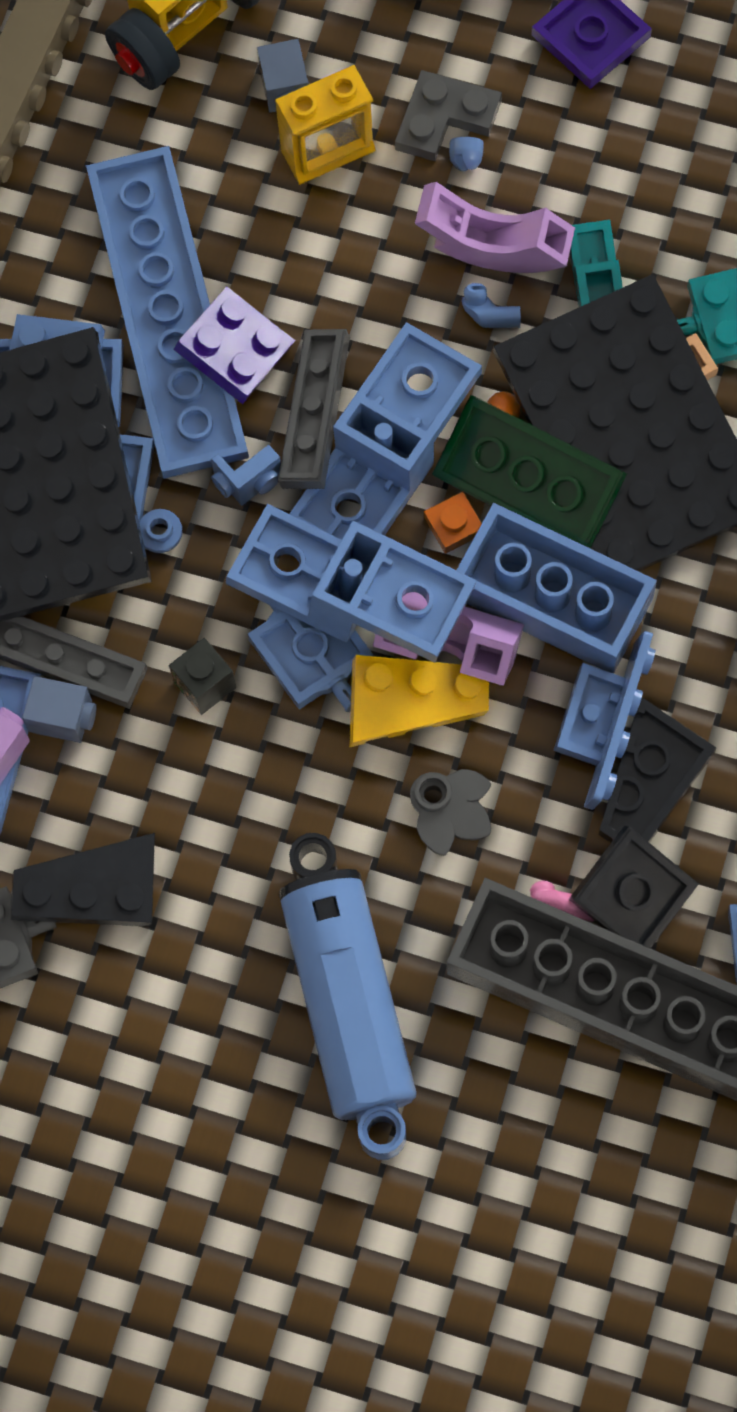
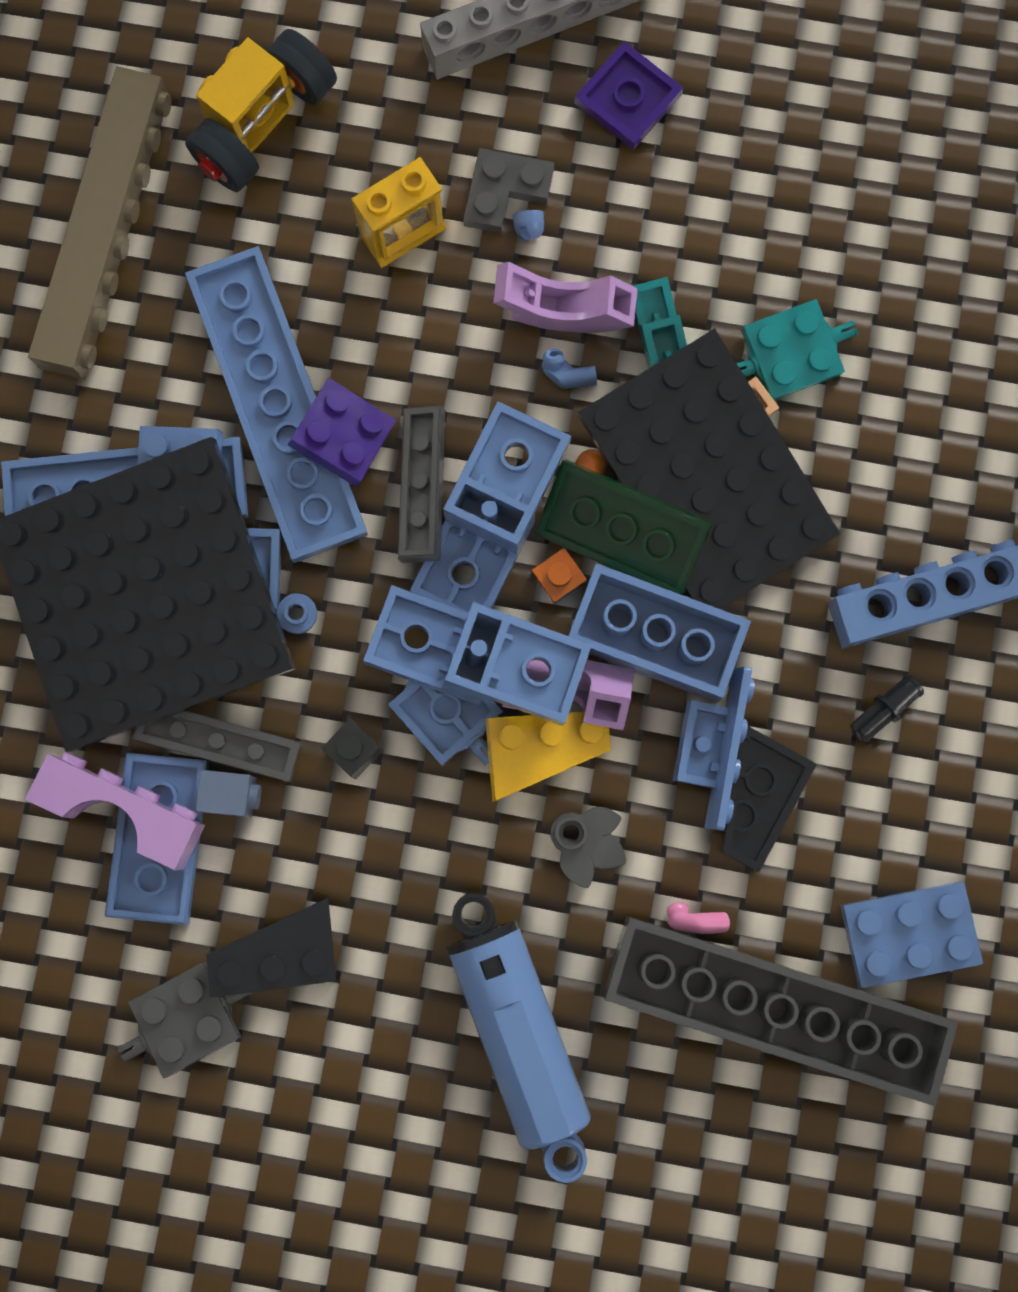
camera: 10 degrees left, 10 degrees up
(253, 477) = (378, 553): medium blue bracket -> none
(281, 70) = (353, 164): sand blue brick -> none
(633, 889) = (759, 906): black plate -> none

